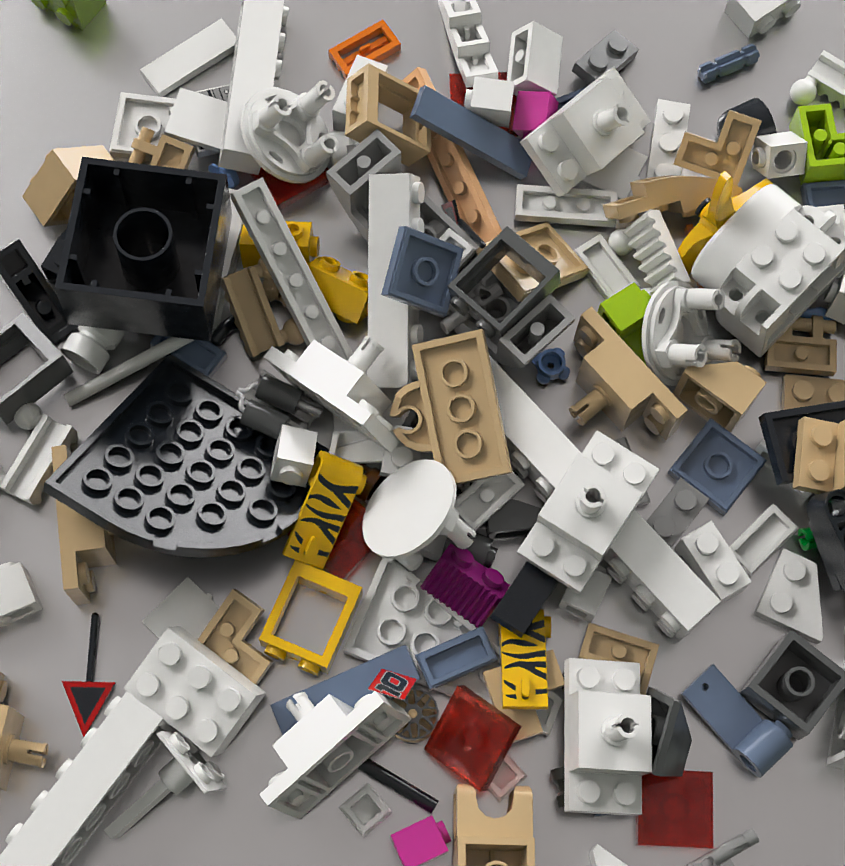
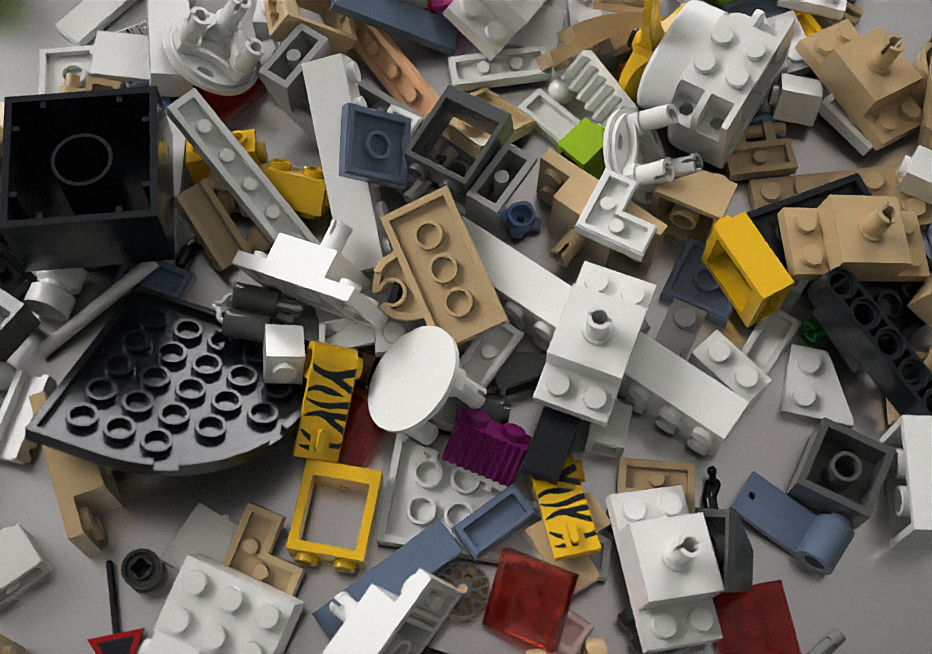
camera: 10 degrees left, 5 degrees down
(128, 637) = (150, 577): none -> pearl dark grey wheel
(392, 684) = (435, 560): sticker -> none
(451, 210) = (390, 89): black piece -> none
(629, 391) = (607, 221): none -> white tile
(668, 673) = (711, 489): none -> black piece
(754, 467) = (746, 268): none -> yellow window

